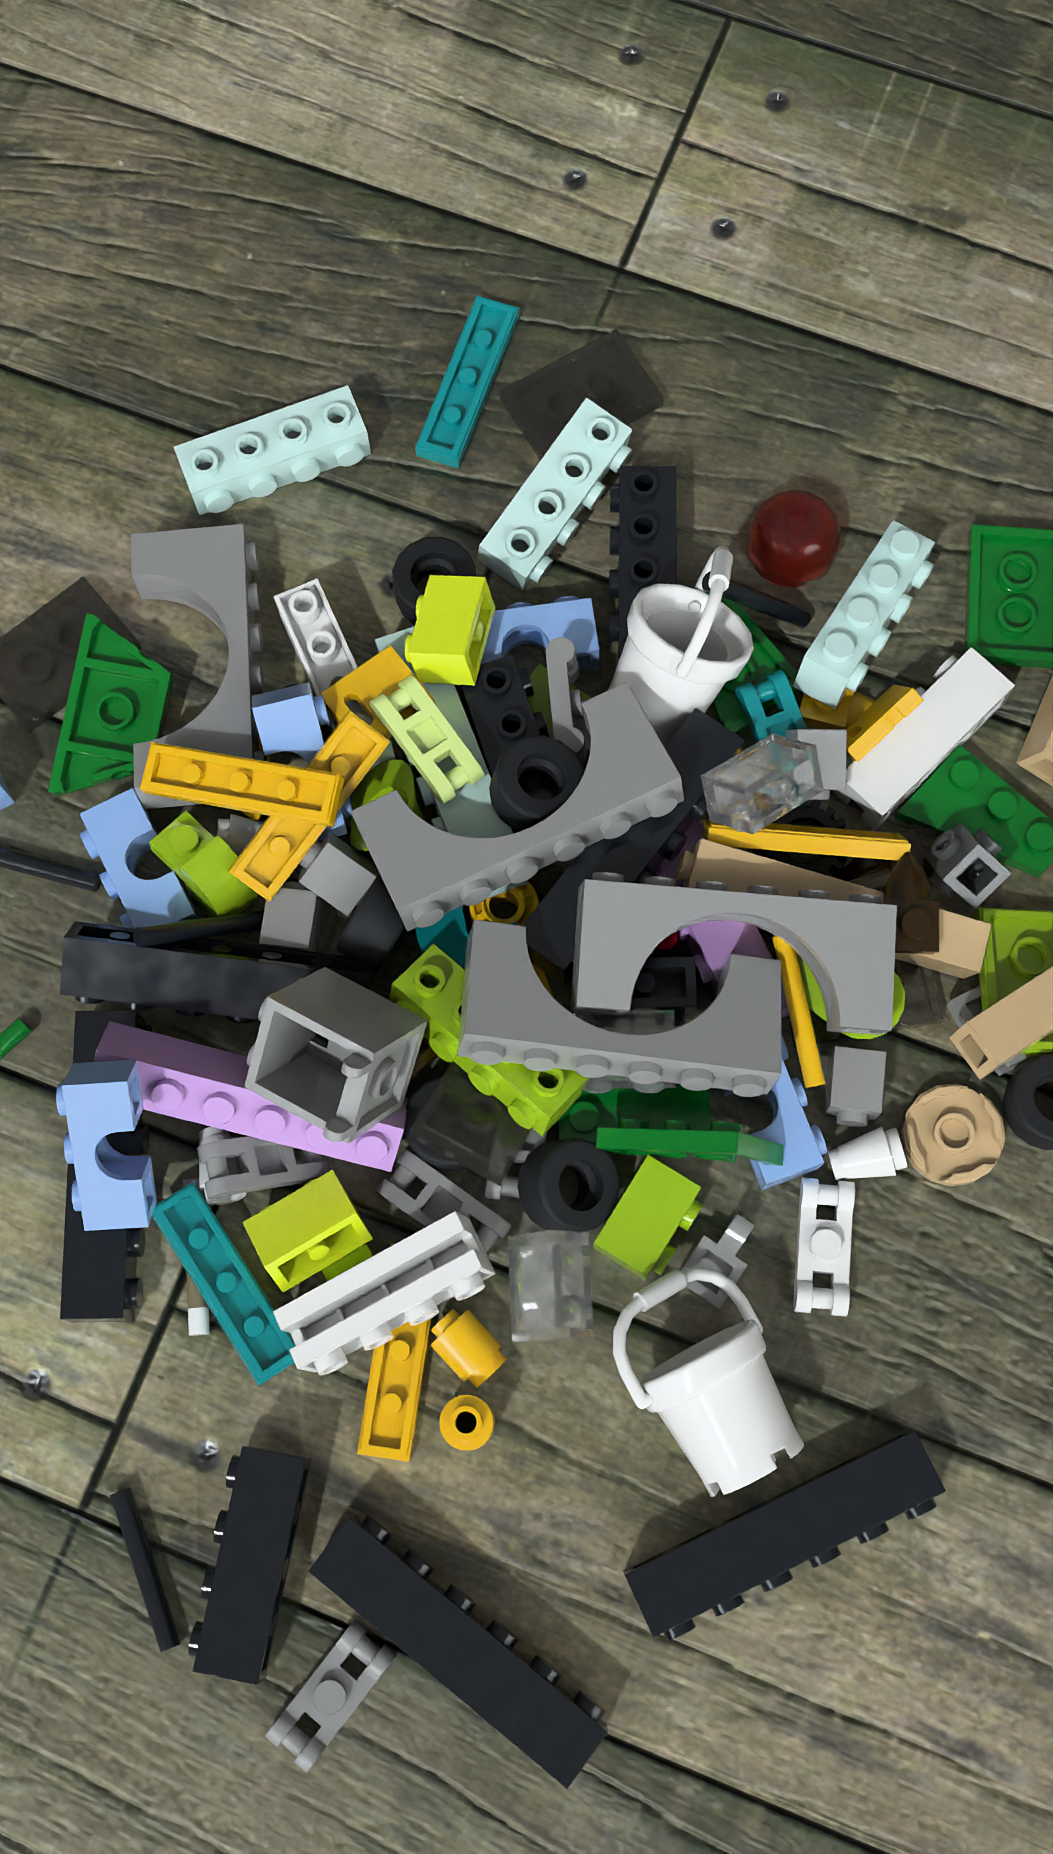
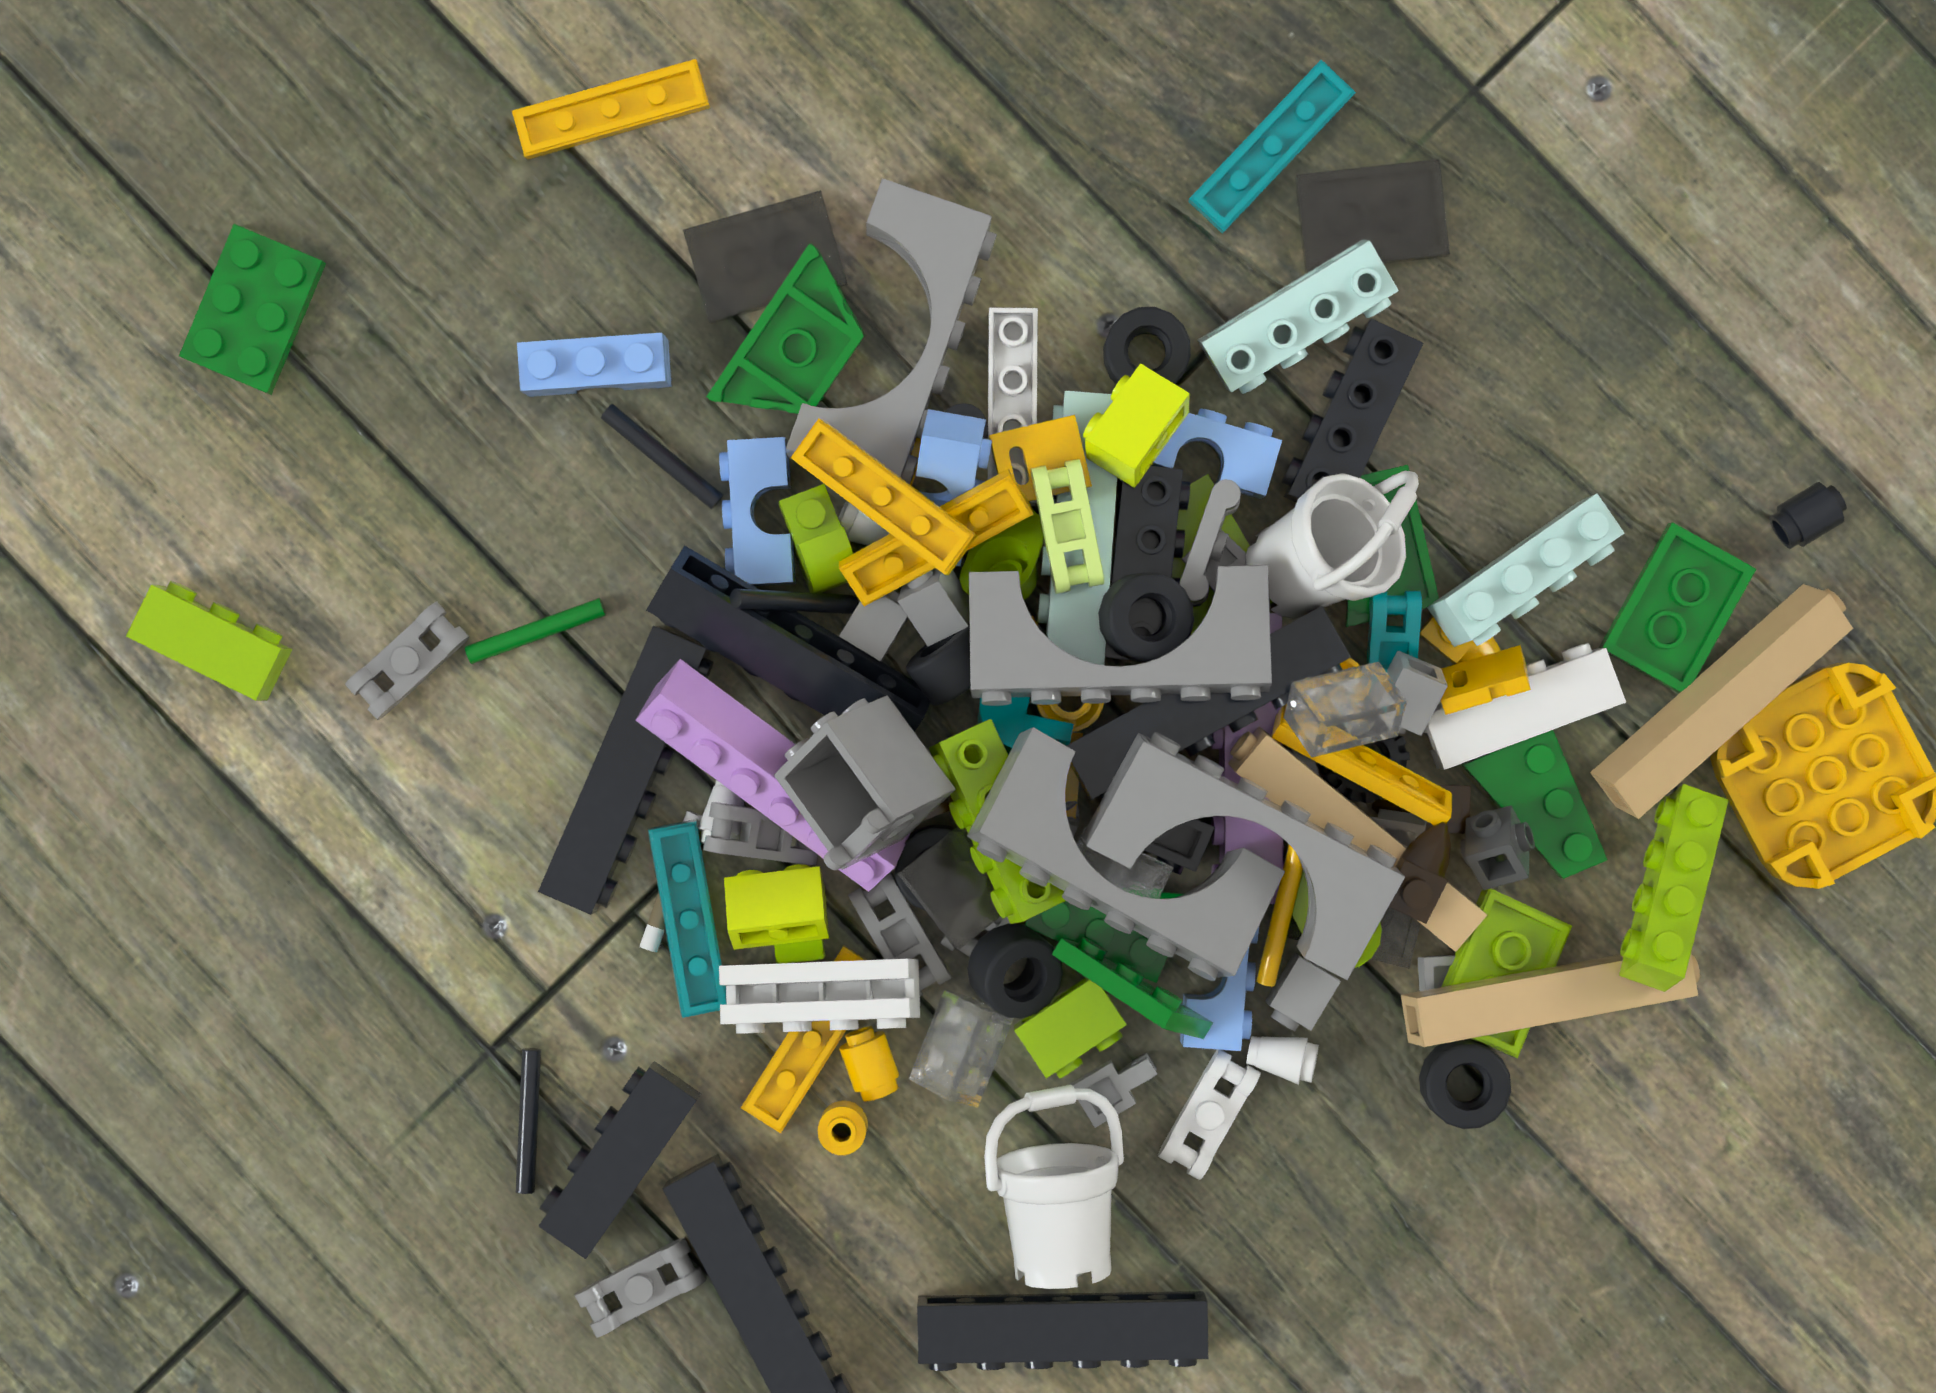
camera: 20 degrees right, 15 degrees up
(108, 1186) = (647, 745): light blue arch -> none
(273, 450) = (1053, 143): light aqua brick -> none
(763, 603) = (1438, 519): black bar -> none
(793, 538) = (1501, 456): clear red cylinder -> none
(952, 1135) = (1366, 1069): tan tile -> none

